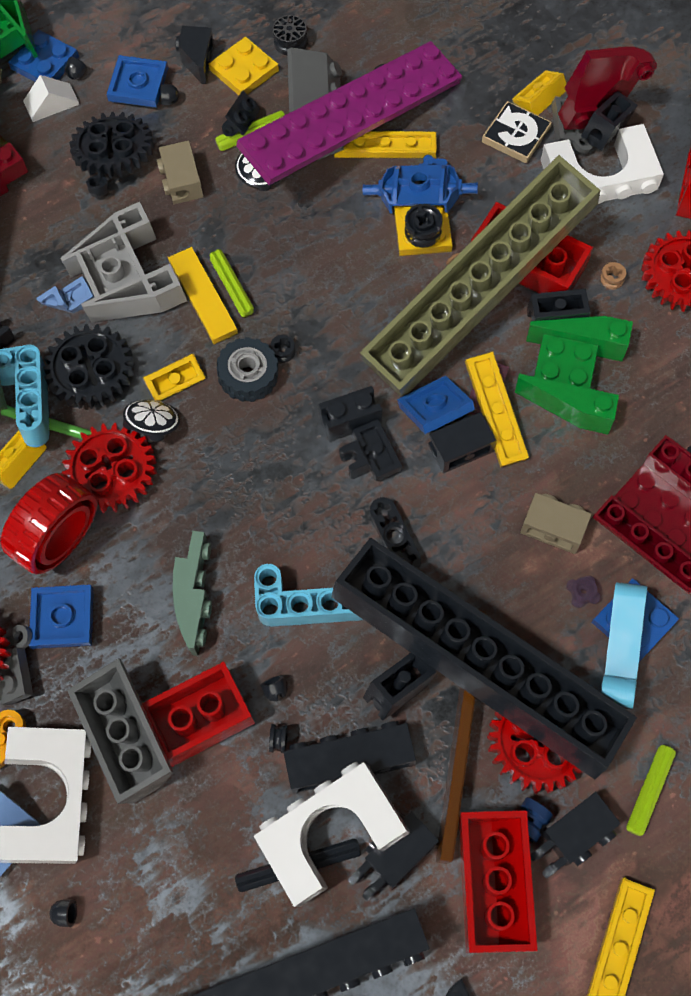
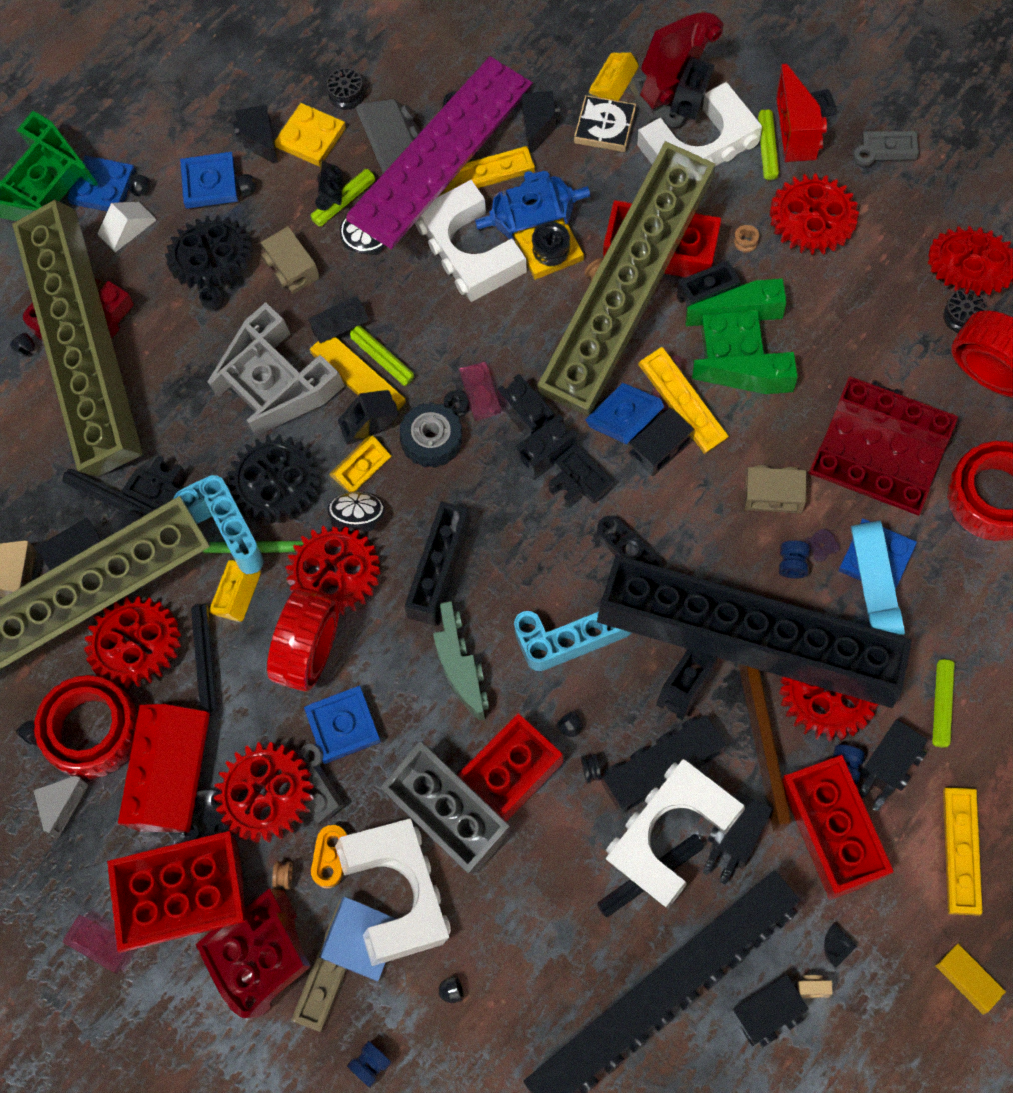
camera: 15 degrees left, 0 degrees up
(69, 297) = (227, 417): medium blue slope -> none
(195, 333) = (367, 415): none -> black slope
(202, 237) = (338, 319): none -> black hinge
(206, 491) = (437, 563): none -> black brick
(309, 343) = (480, 391): none -> clear pink plate
(342, 366) = (523, 405): none -> black brick
(344, 232) = (473, 272): none -> white arch
(456, 109) = (539, 117): none -> black slope
(550, 597) = (794, 559): none -> dark blue wheel
(664, 194) = (768, 145): none -> lime axle

